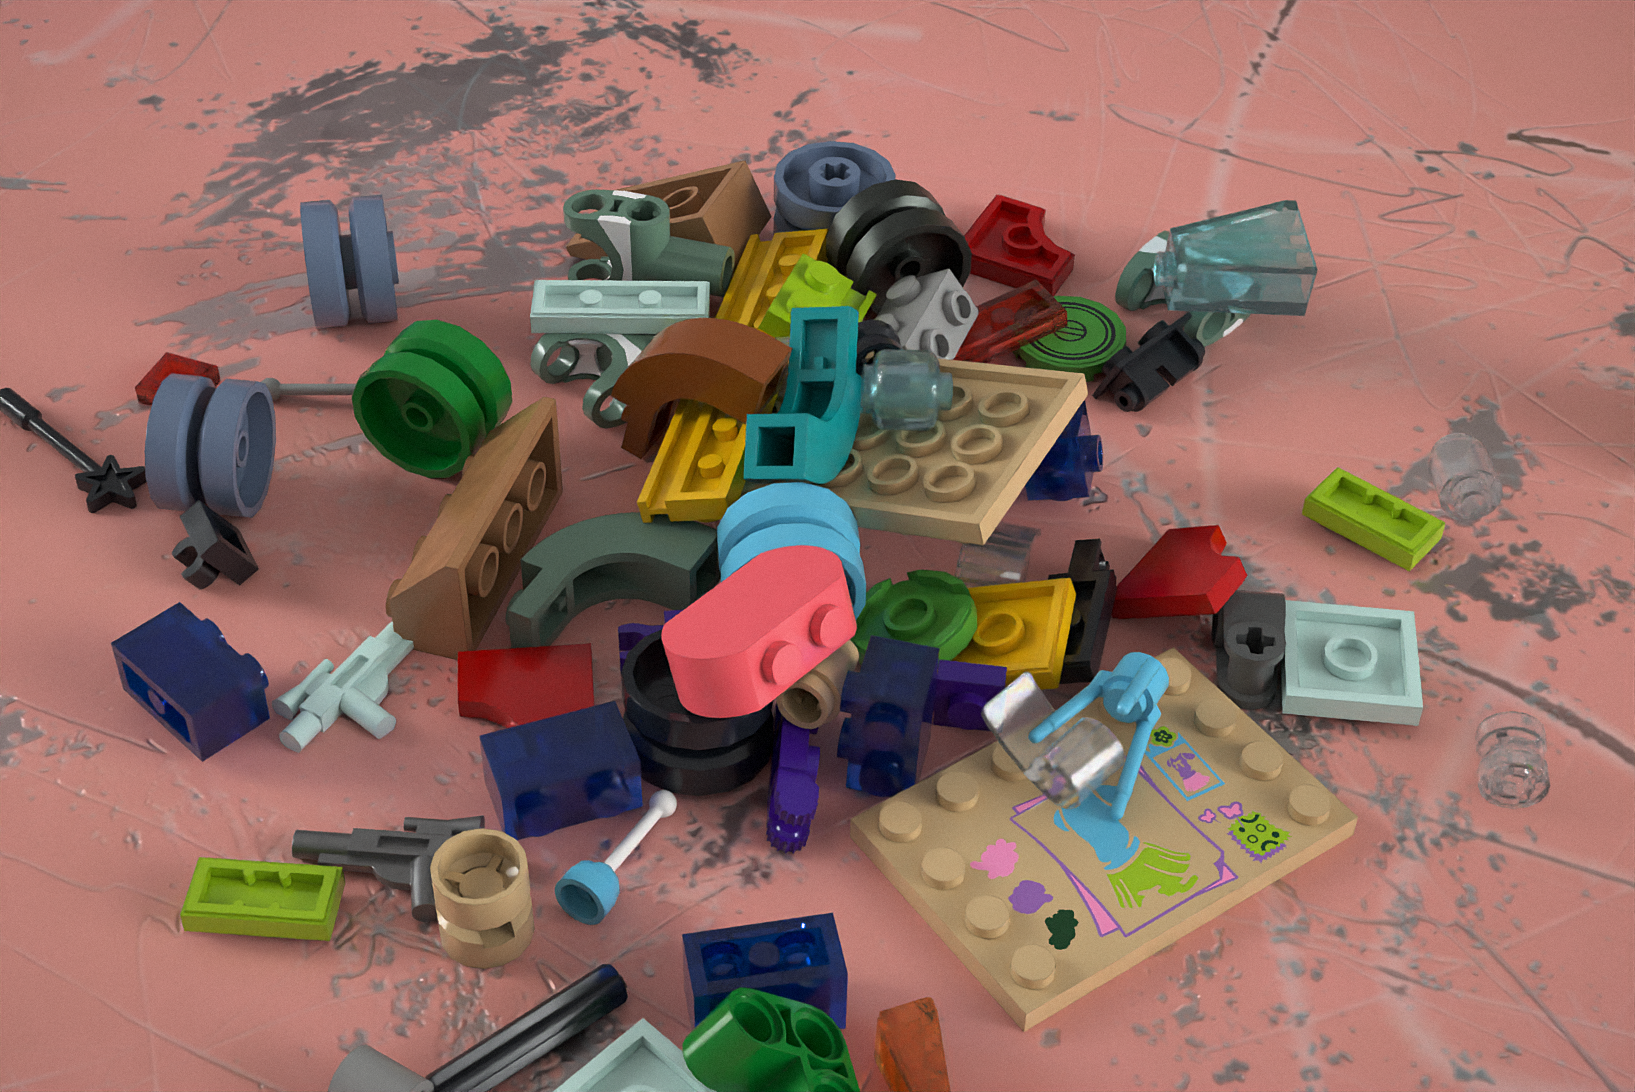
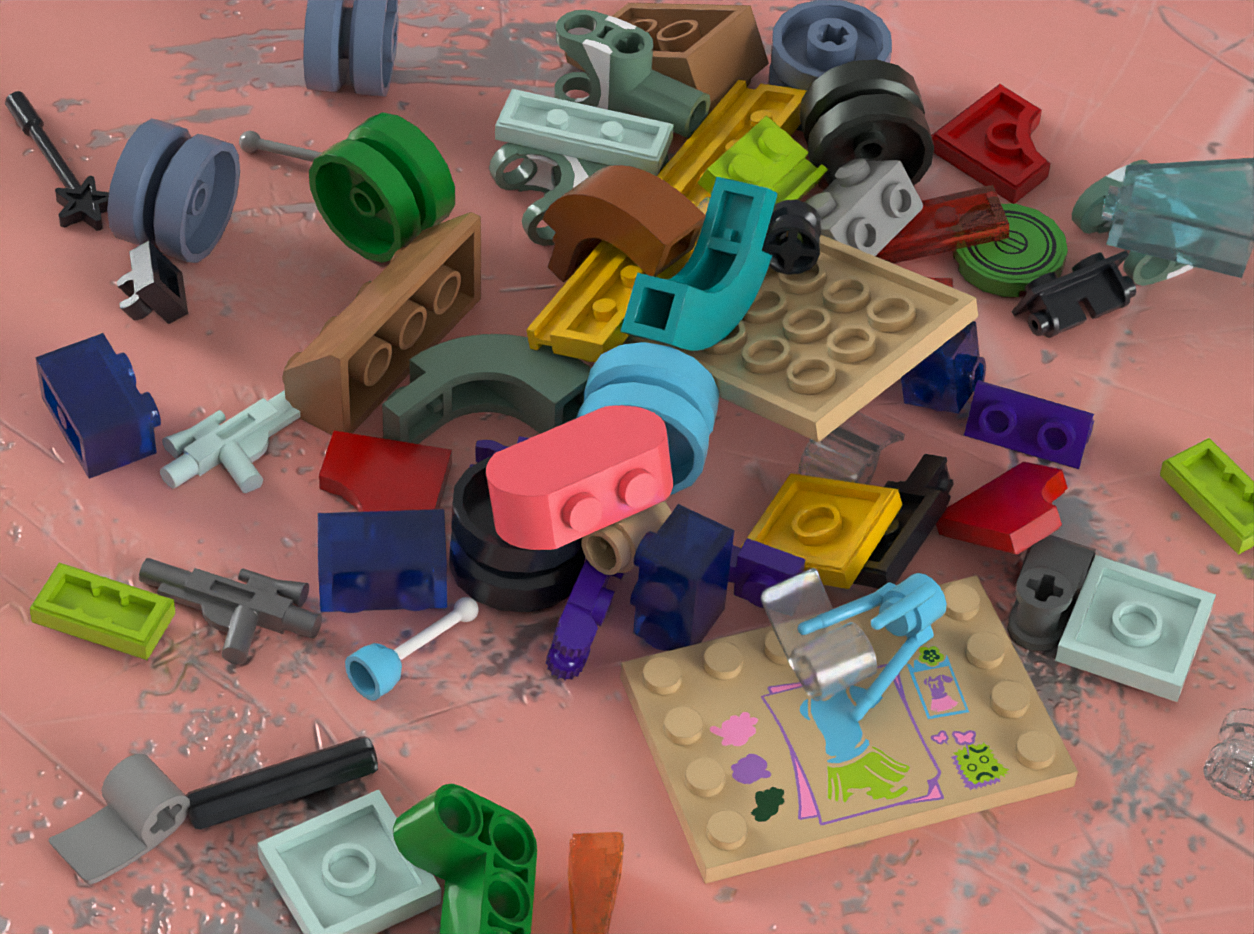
camera: 15 degrees right, 5 degrees up
(174, 364) = (172, 108): clear red tile -> none
(482, 898) = (279, 655): tan wheel -> none
(781, 957) = (501, 768): clear blue brick -> none
(905, 389) = (801, 276): clear light blue head -> none
(924, 610) = (749, 493): bright green tile -> none
(1160, 492) = (1029, 424): none -> dark purple hinge

